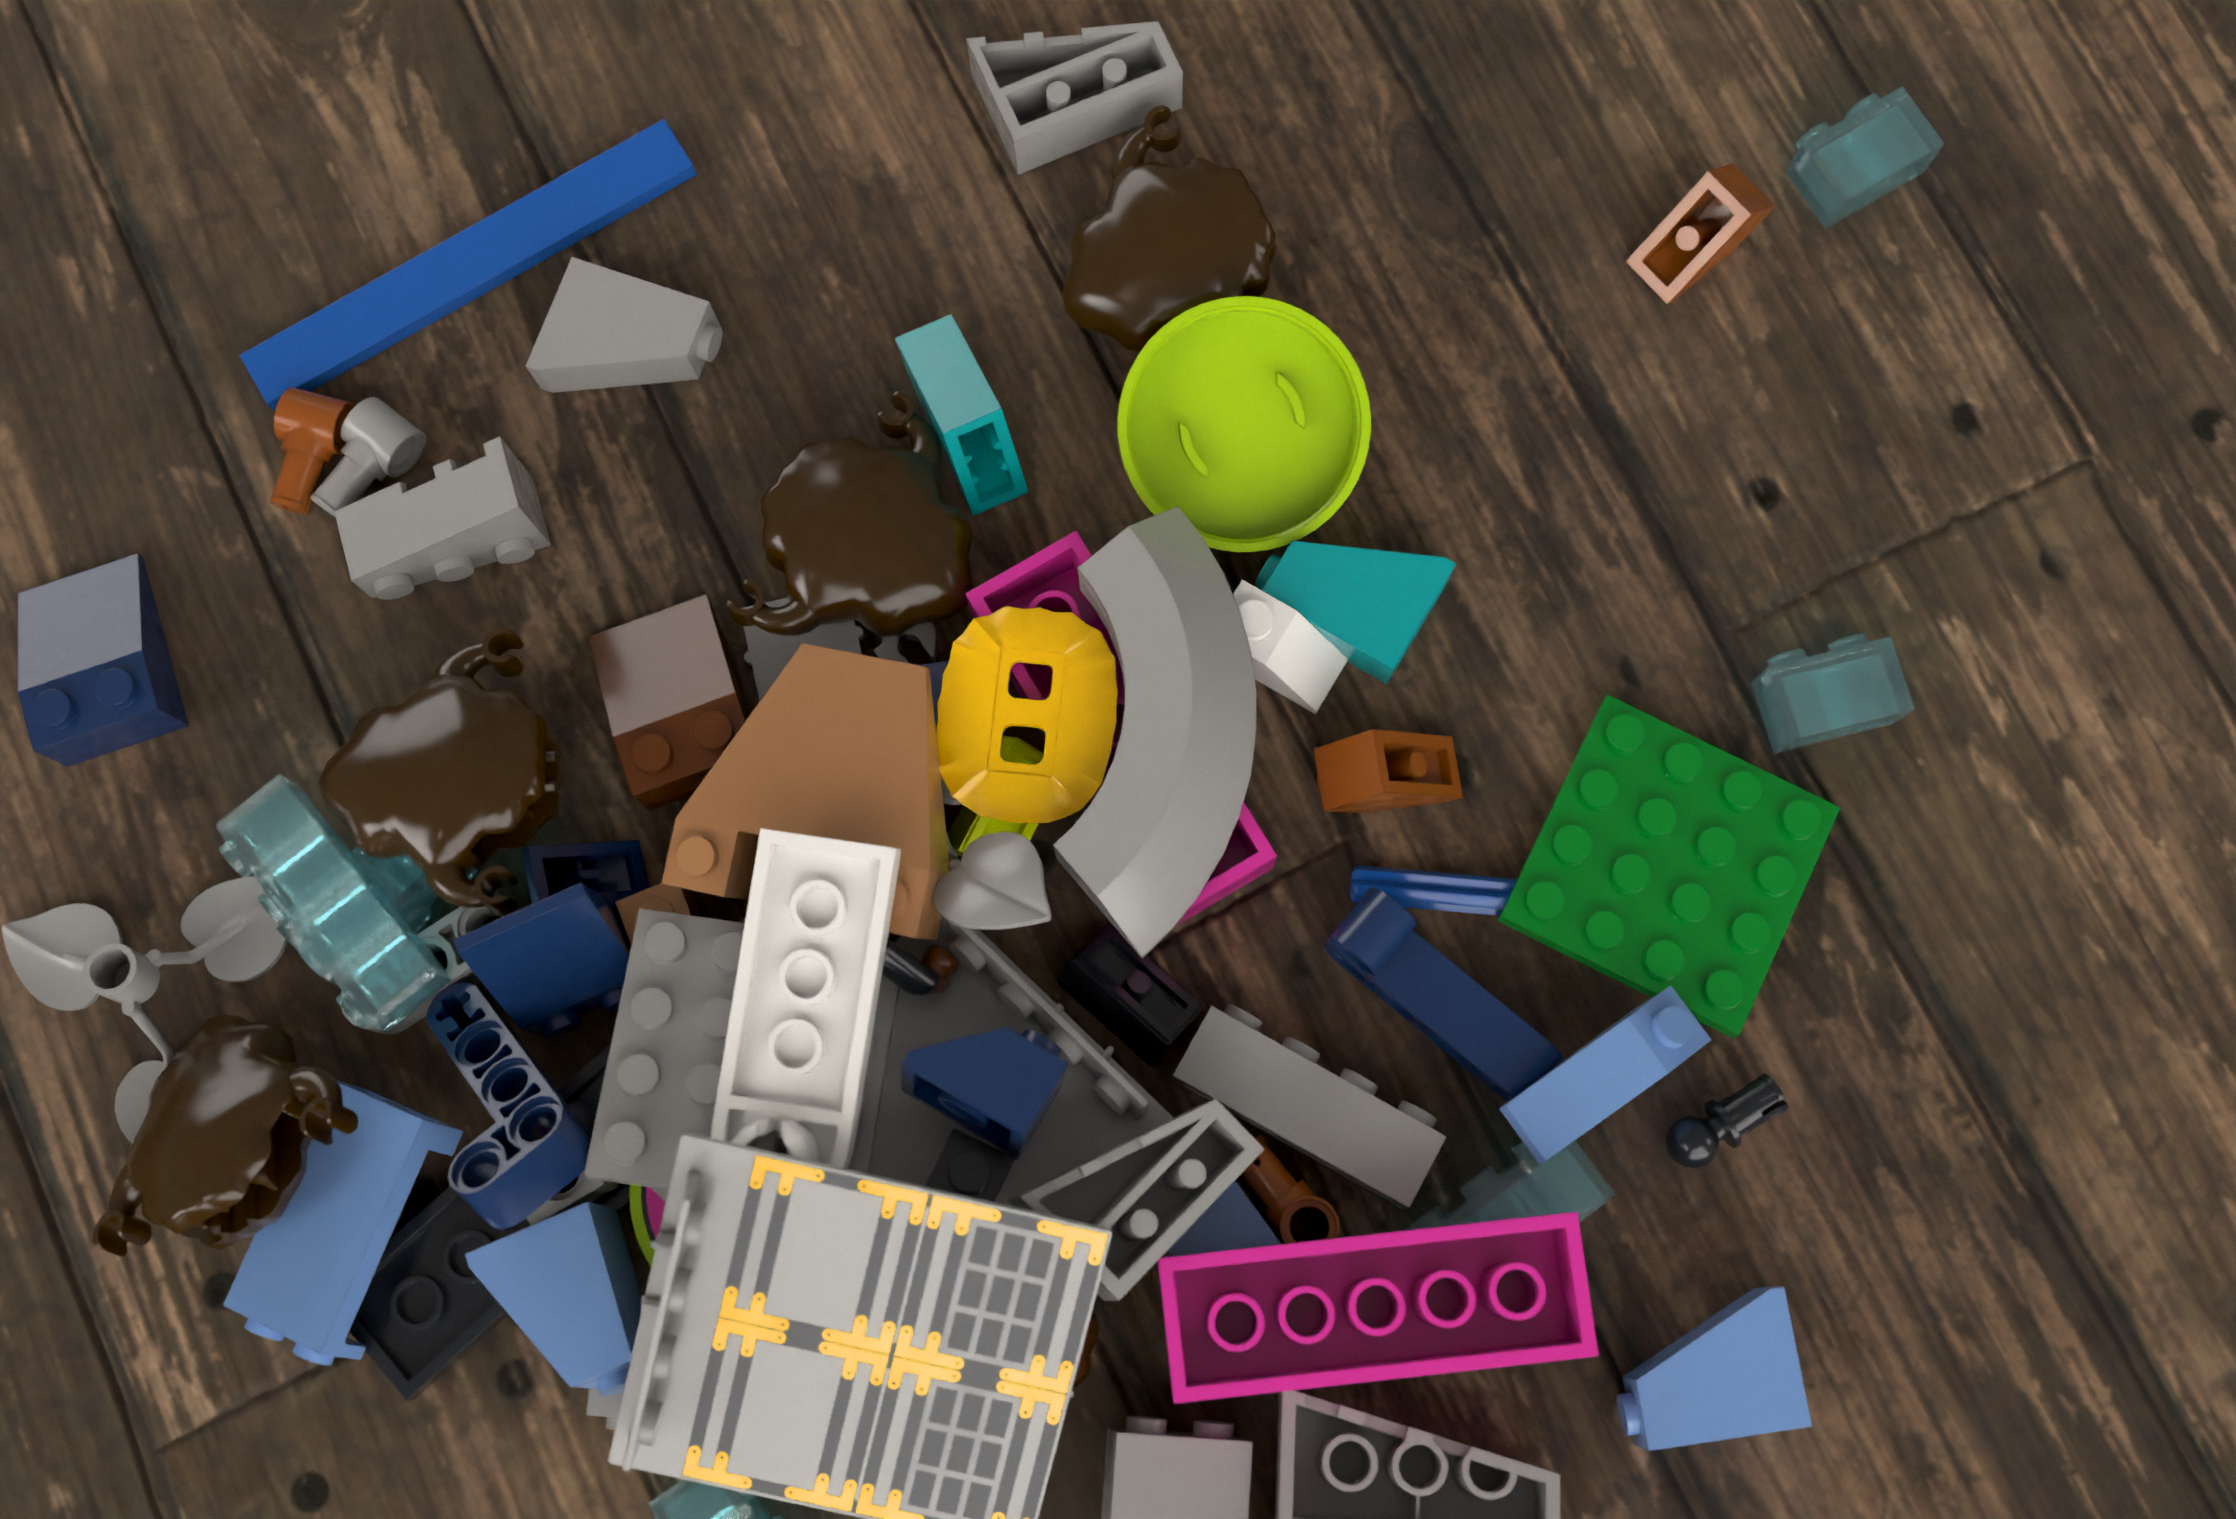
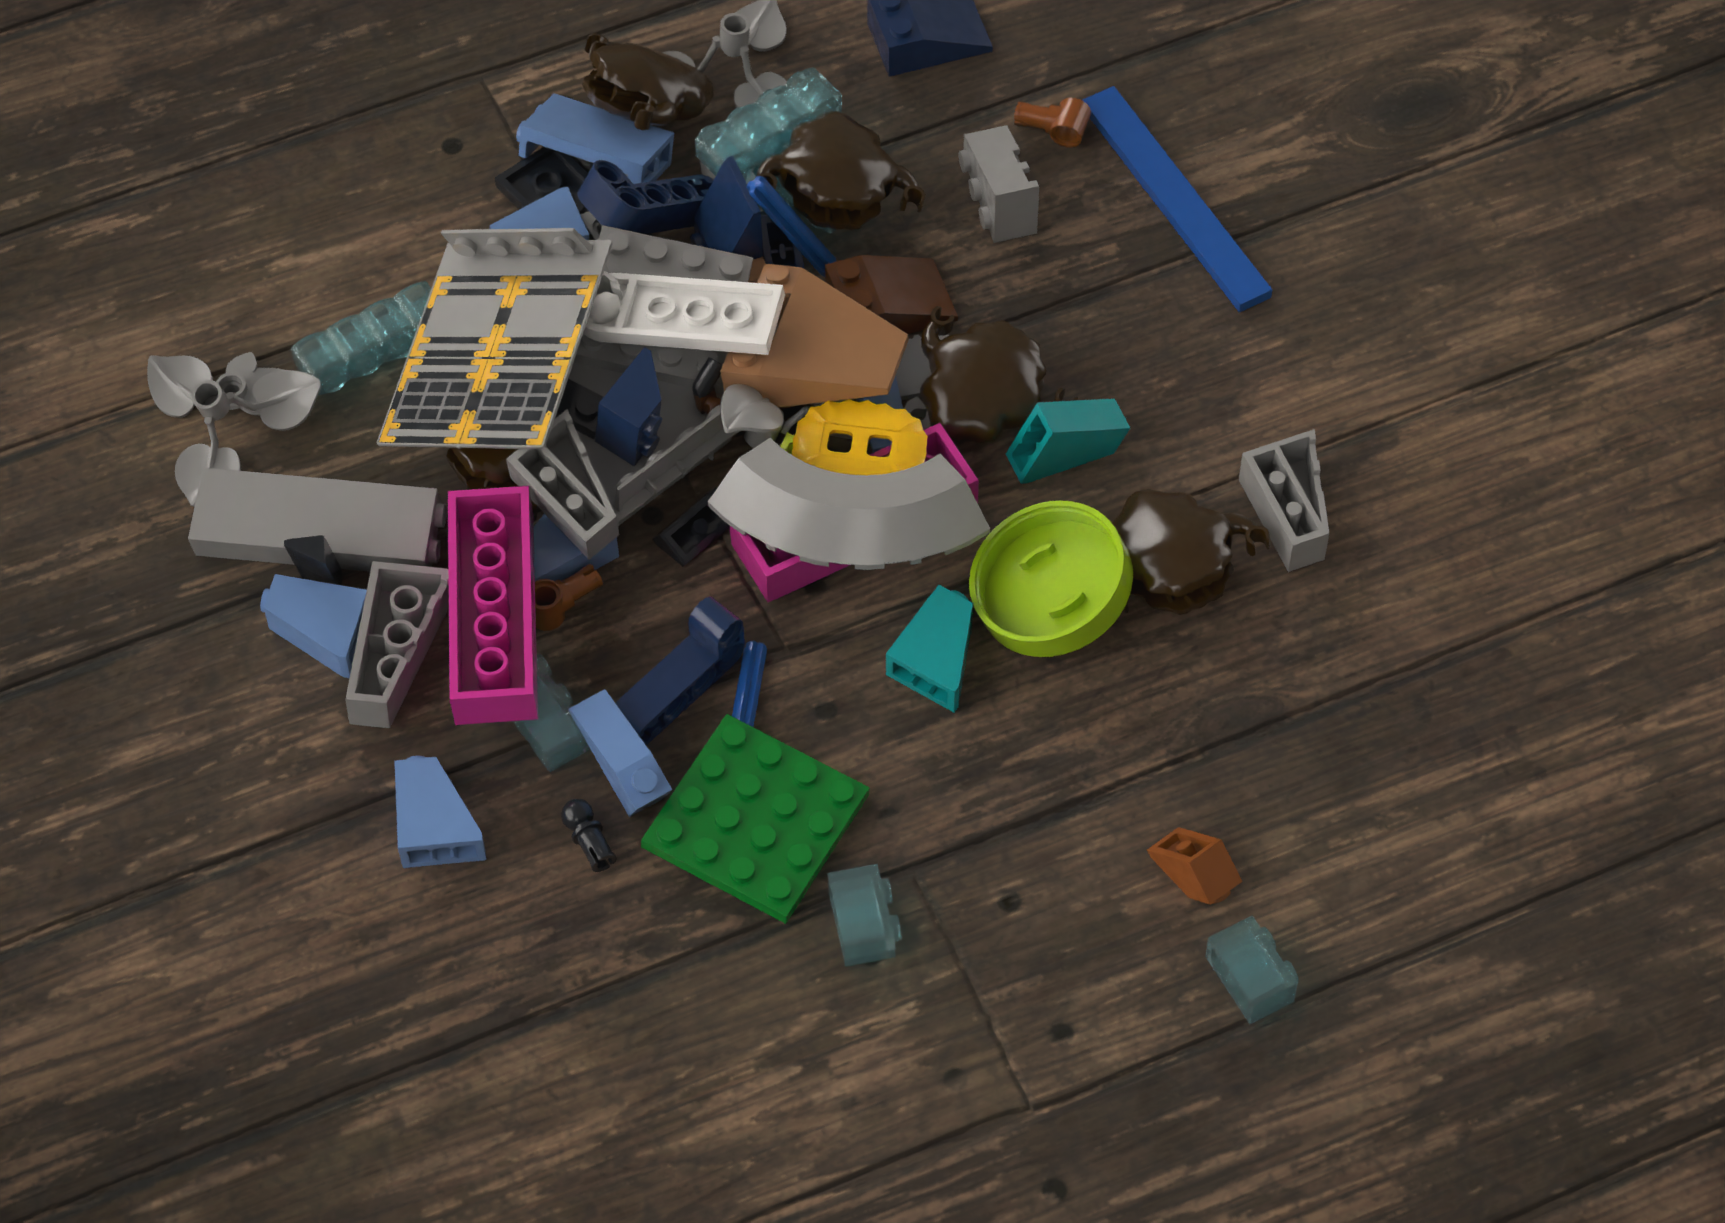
camera: 90 degrees right, 20 degrees down
(376, 446) = (1051, 152): light grey pin -> none
(569, 847) = (790, 223): none -> blue axle
(620, 333) = (1126, 266): light grey slope -> none
(1287, 649) = (904, 598): white slope -> none
(1310, 1107) = (617, 608): light grey brick -> none
(1387, 771) = (823, 662): dark orange slope -> none

